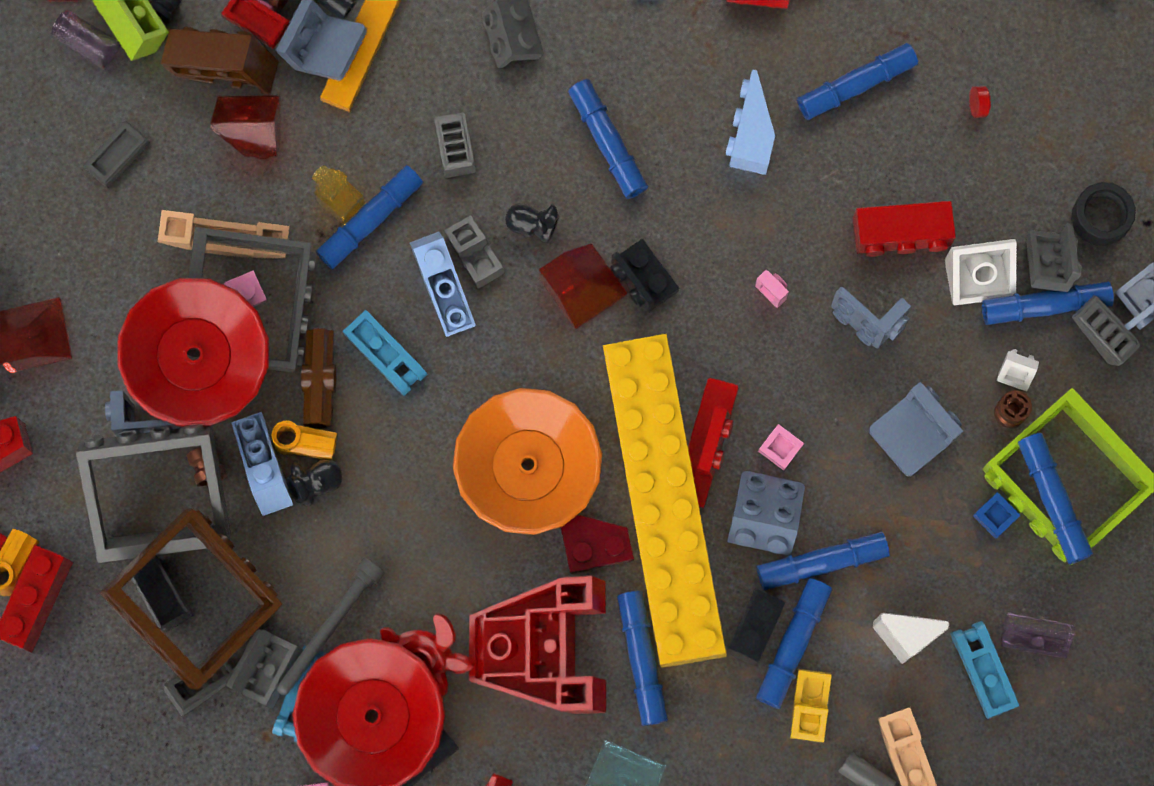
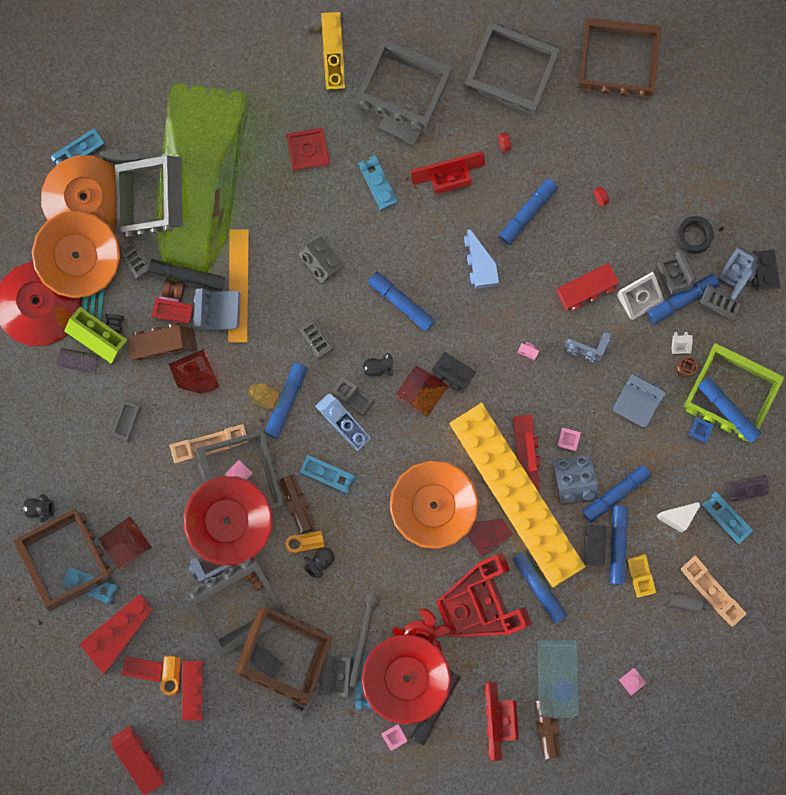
camera: 25 degrees left, 5 degrees up
(261, 464) = (286, 565): light blue slope -> none

